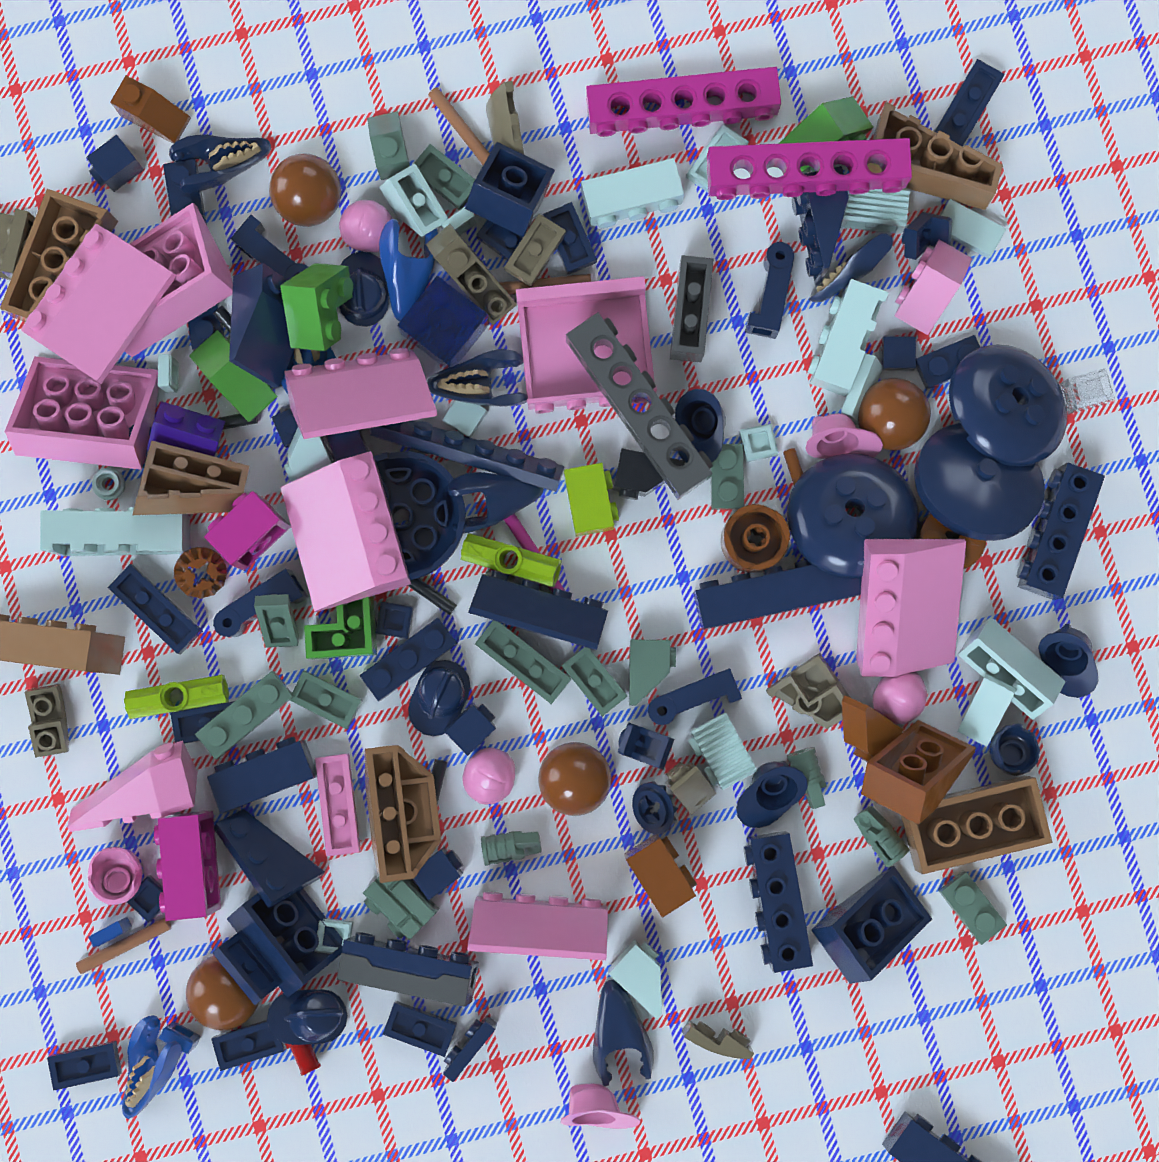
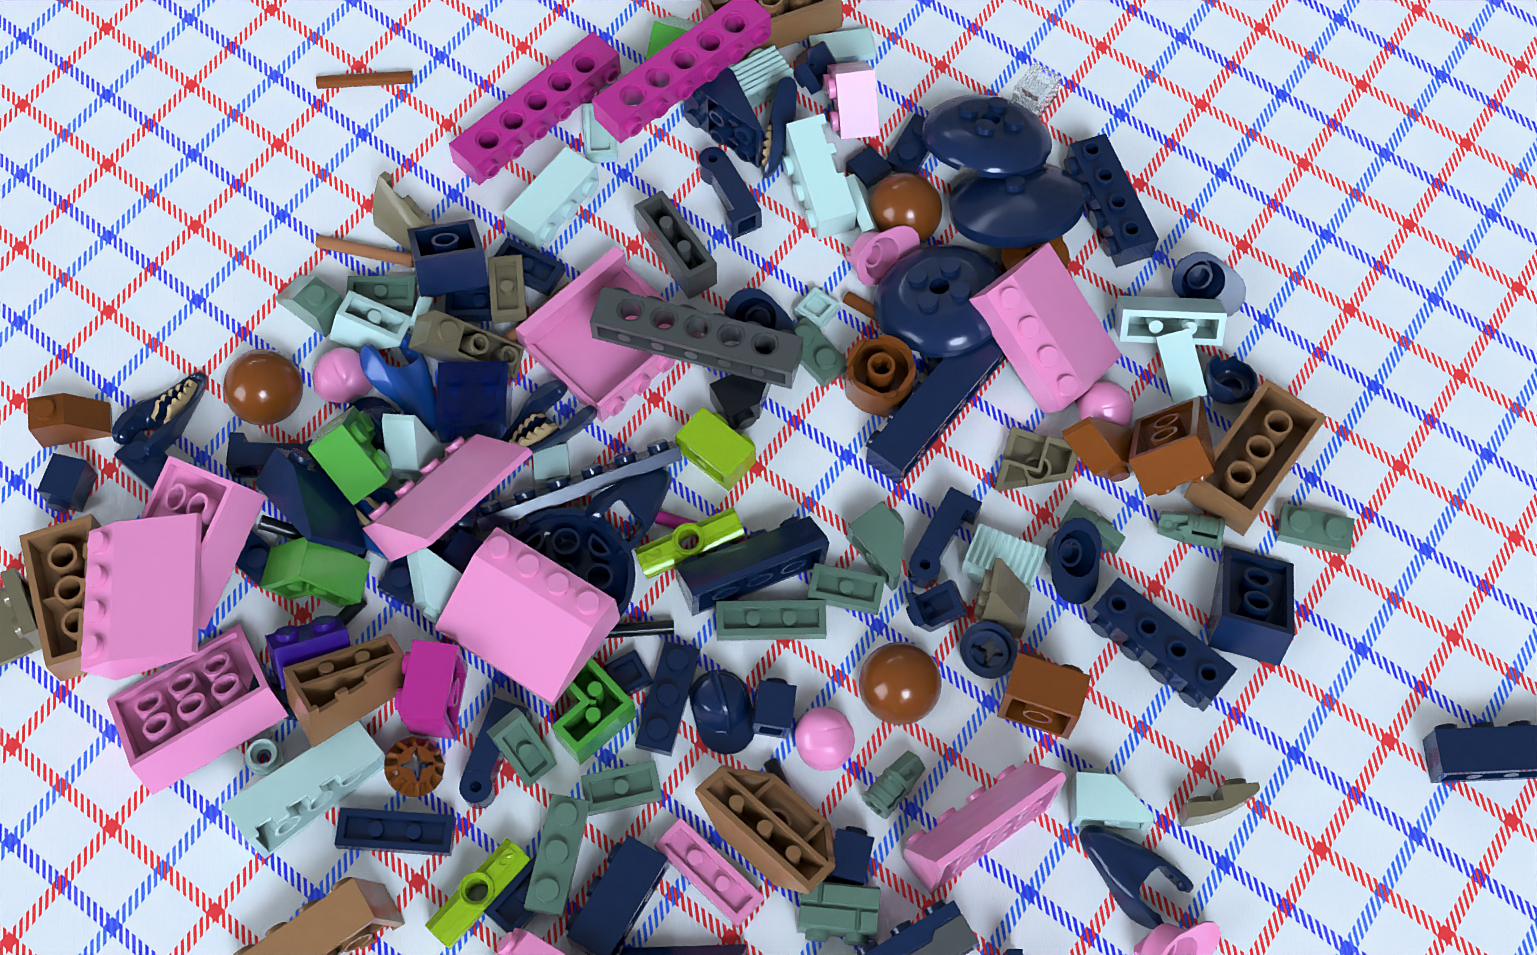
camera: 40 degrees left, 20 degrees down
(168, 373) = (250, 618): light aqua tile -> none
(366, 330) = (408, 446): none -> light aqua slope

